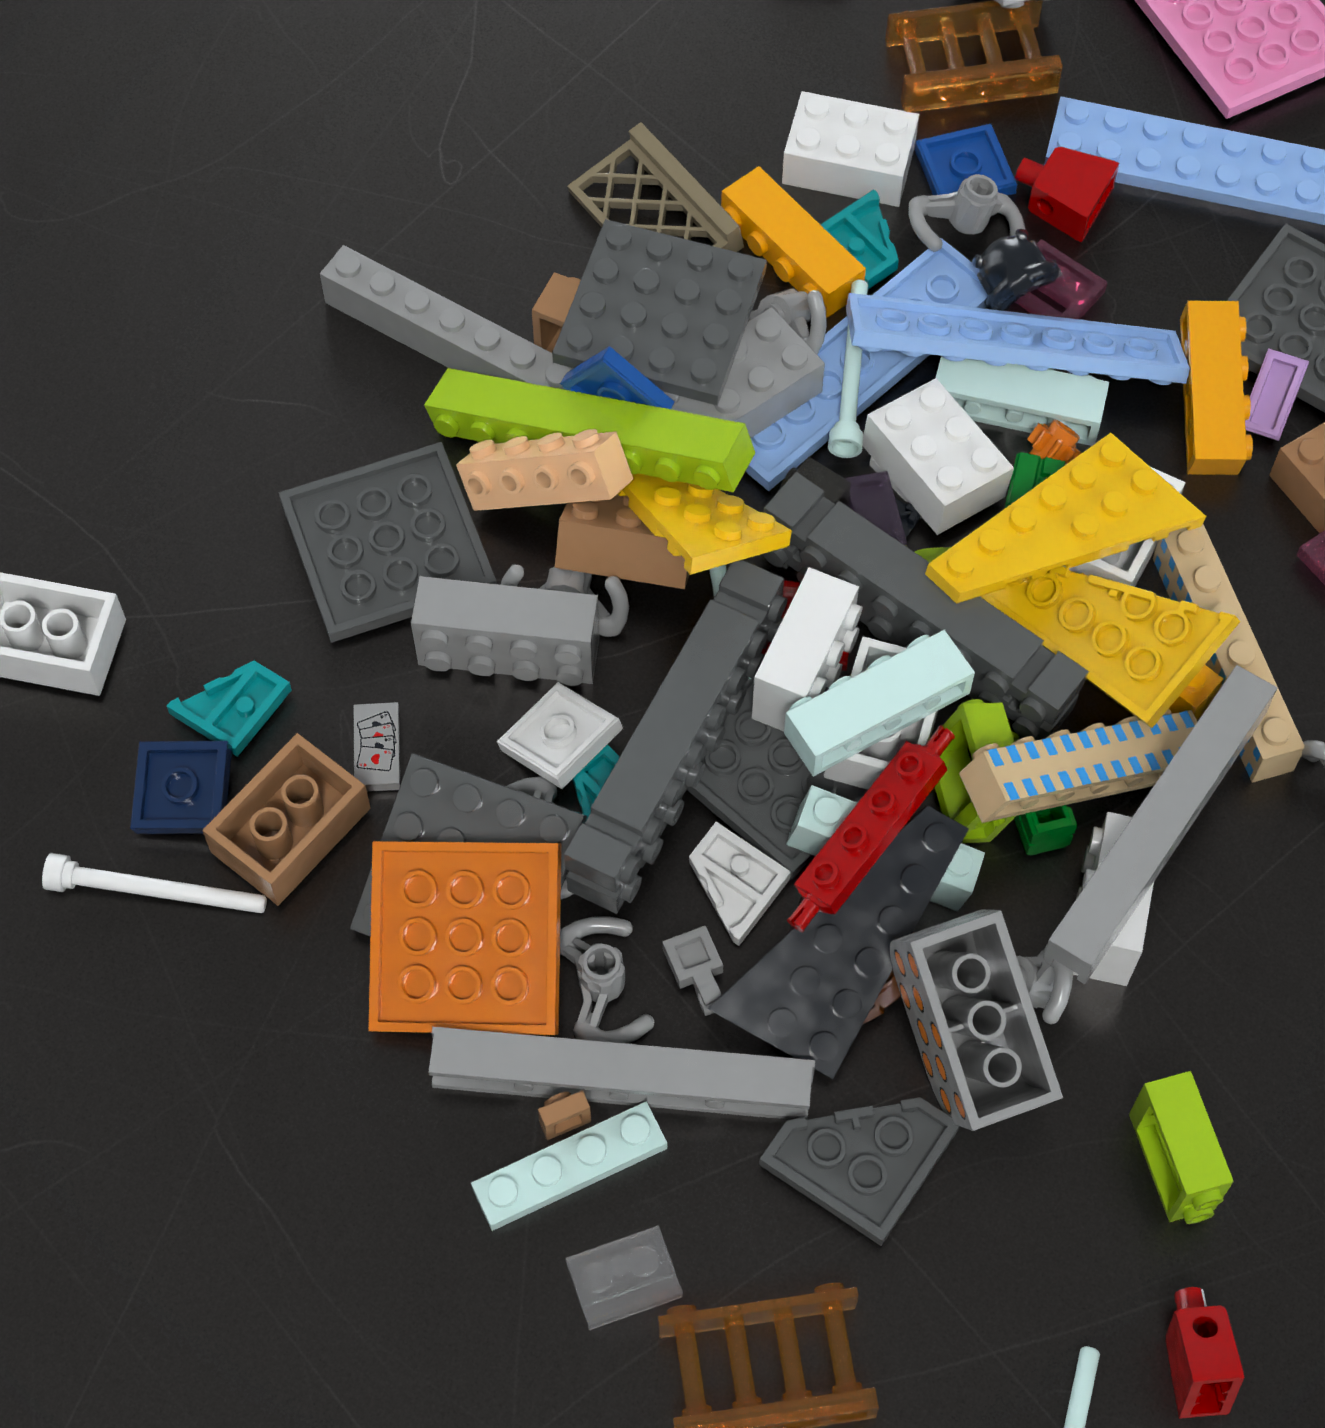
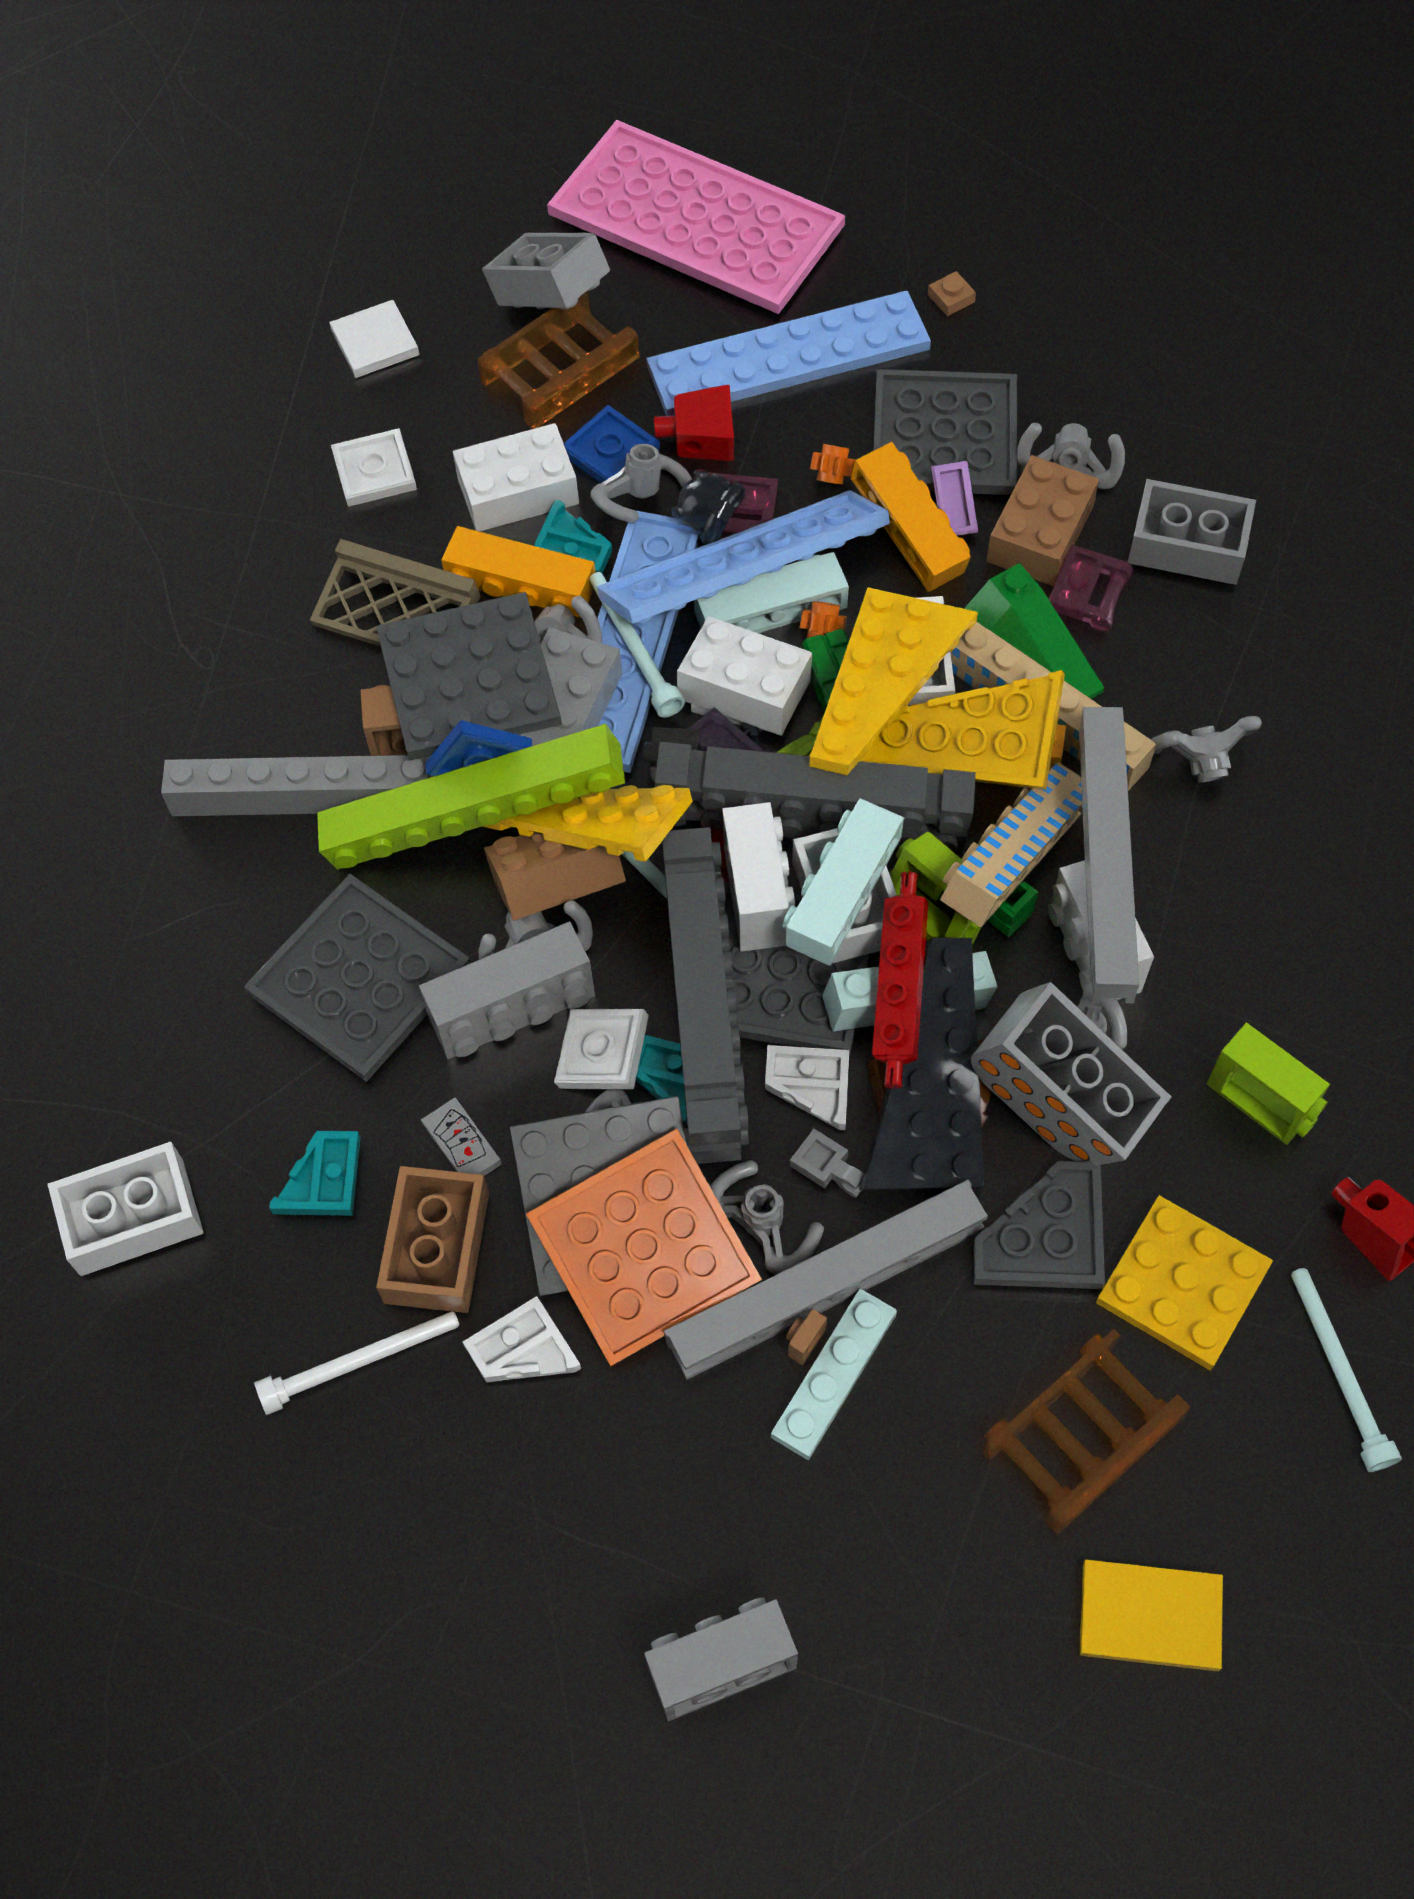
camera: 30 degrees left, 0 degrees up
(180, 785) = (326, 1265): dark blue plate -> none
(277, 1353) = (721, 1657): none -> light grey brick
(302, 963) = (521, 1346): none -> white wing
(545, 470) = (458, 849): light nougat brick -> none
(624, 1277) = (935, 1431): clear plate -> none
(725, 71) = (373, 467): none -> white tile
(967, 1289) = (1184, 1282): none -> yellow plate
(1171, 294) = (832, 464): none -> orange gear
(1259, 554) = (1023, 616): none -> green wedge

